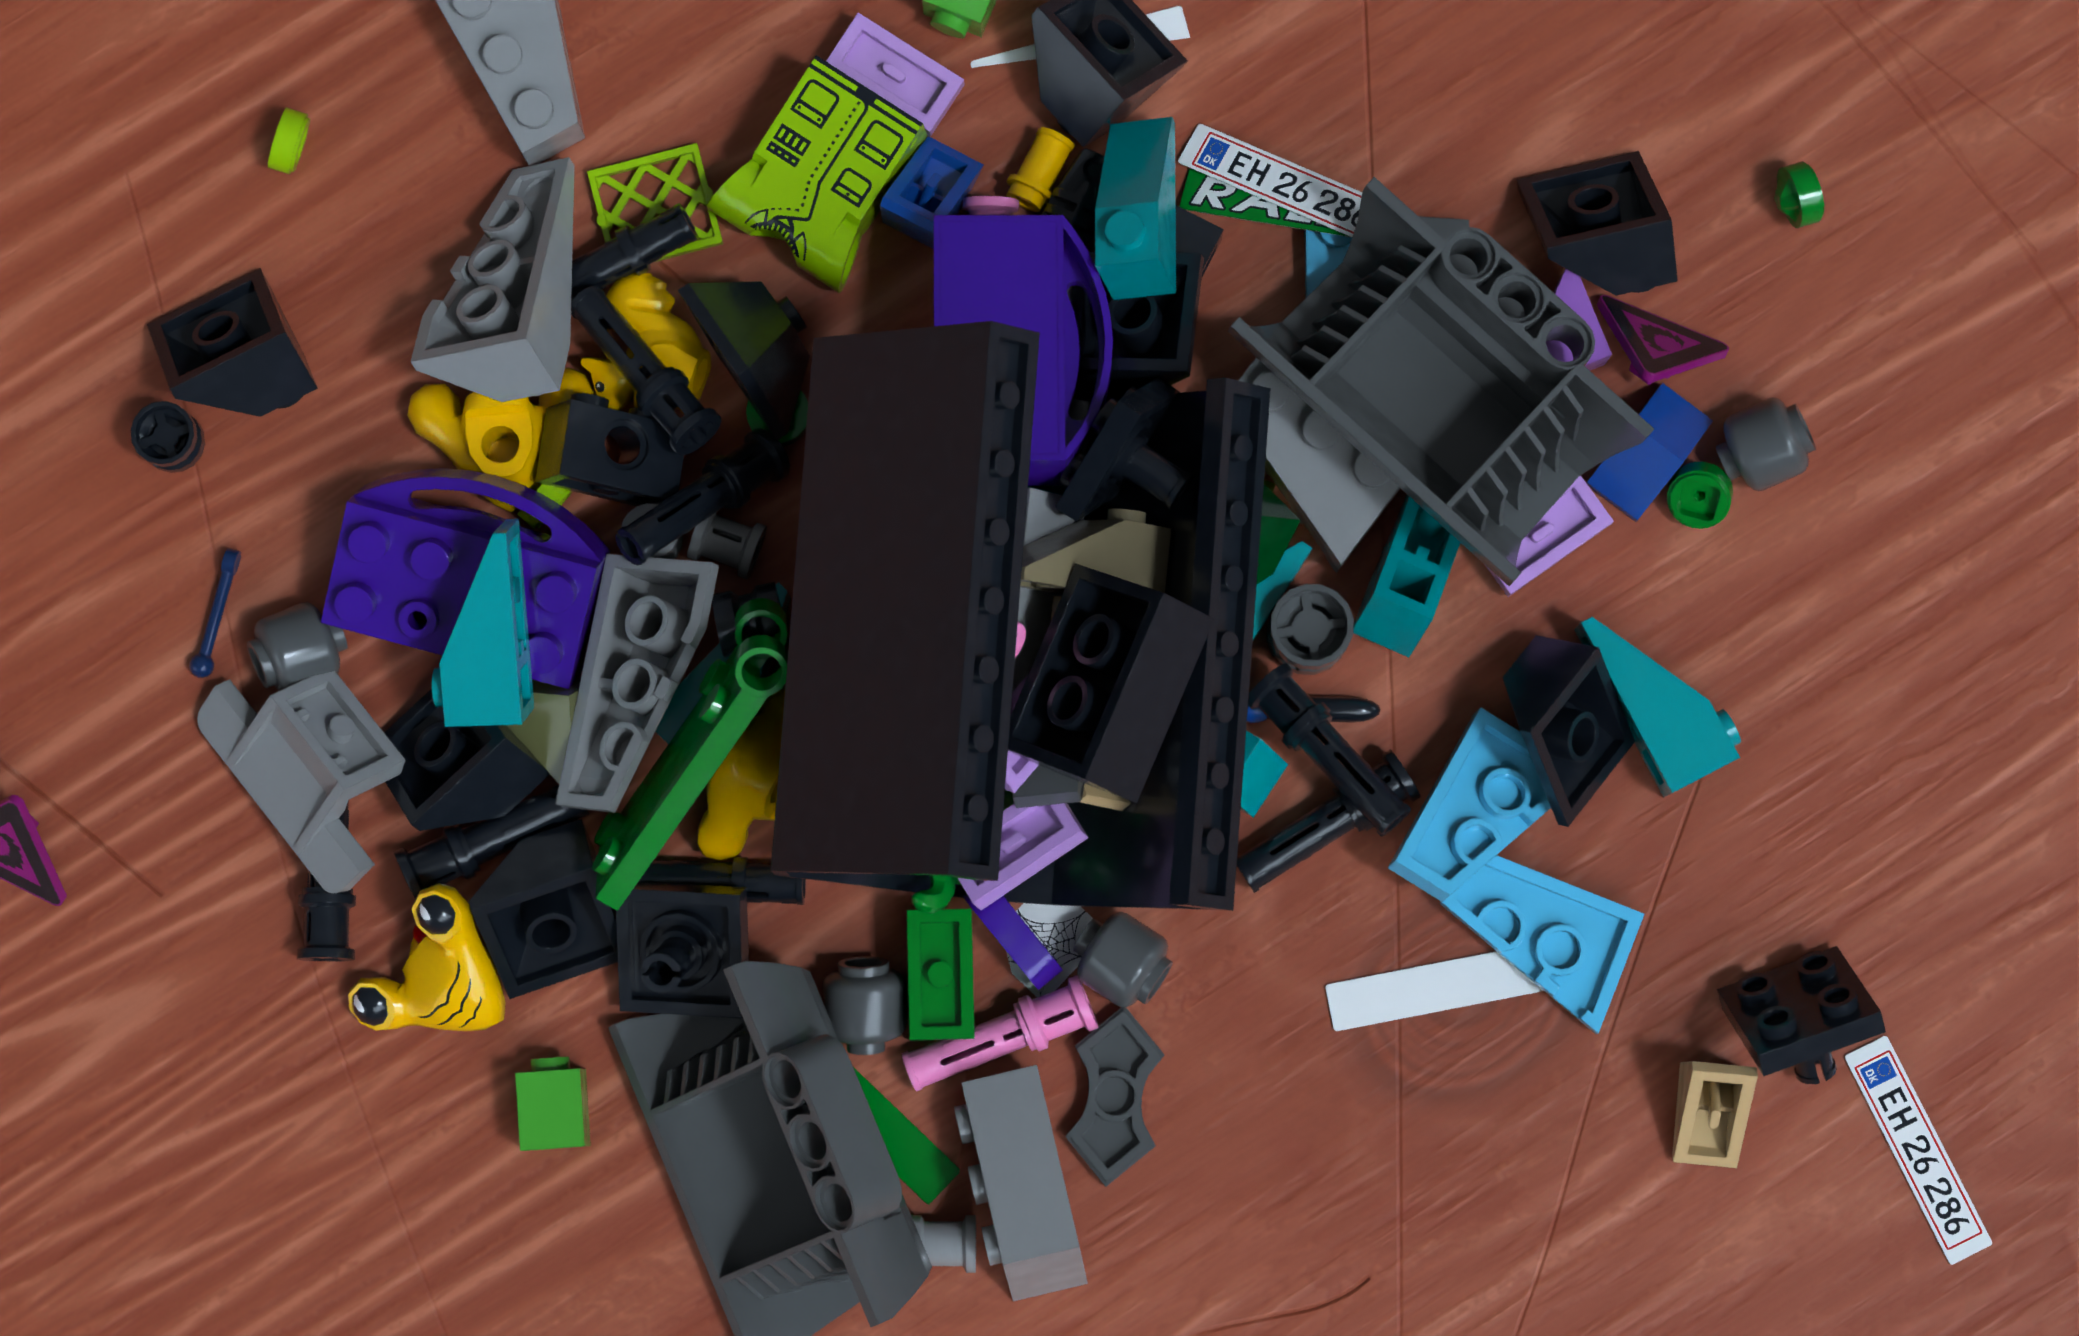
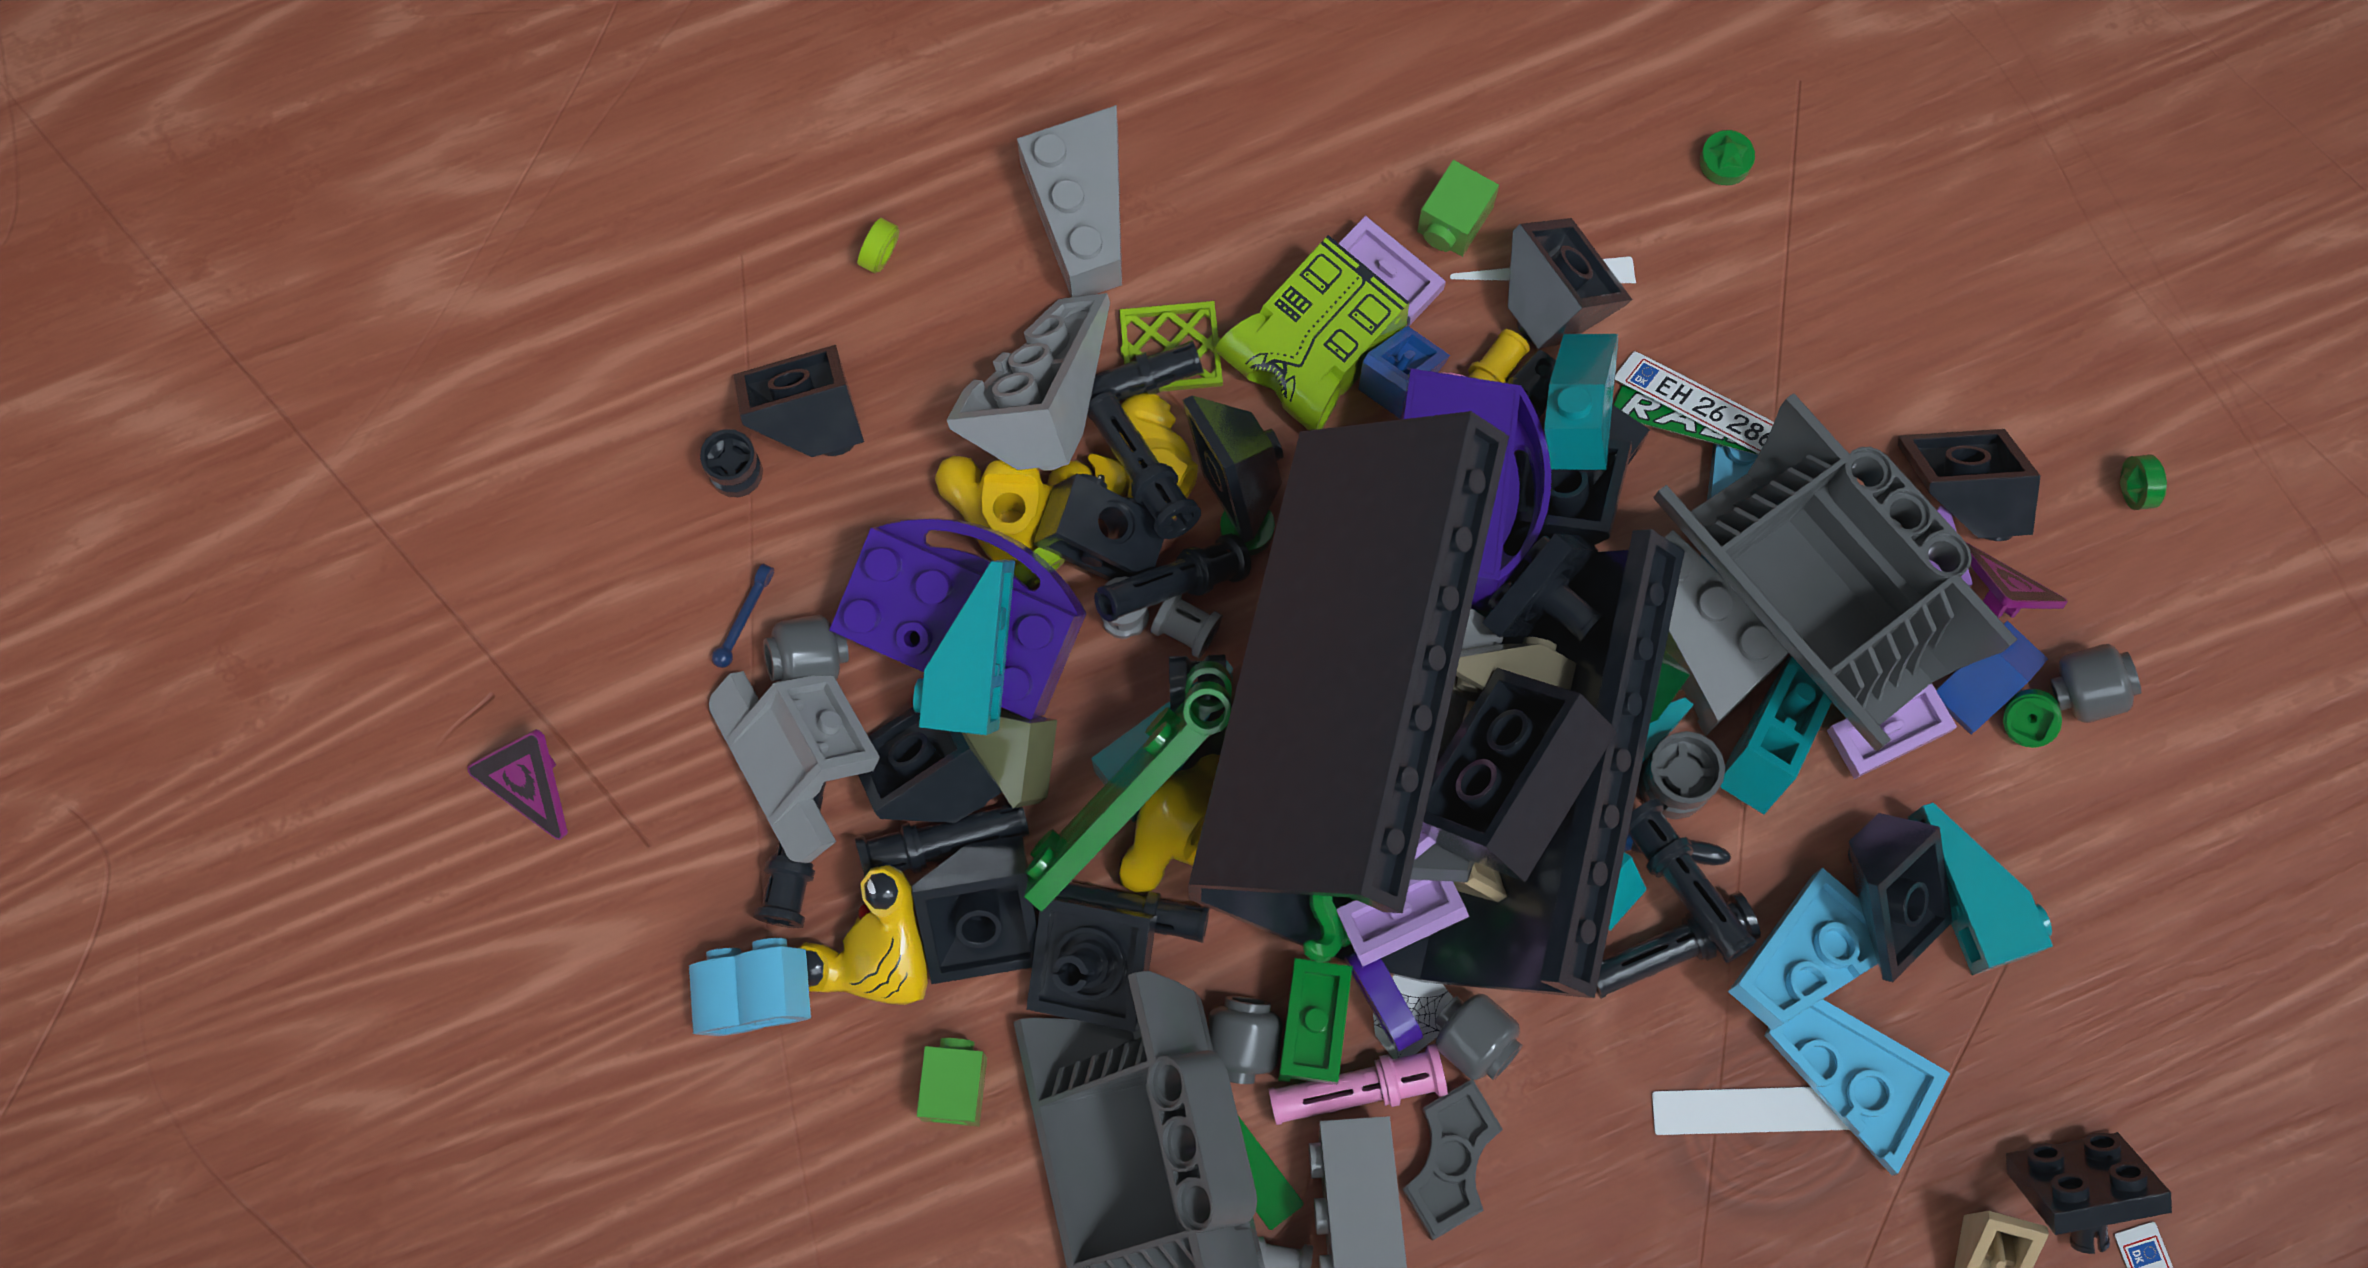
camera: 10 degrees right, 10 degrees down
(308, 1042) = (749, 989): none -> medium azure brick
(635, 657) = (1093, 701): light grey wedge -> none

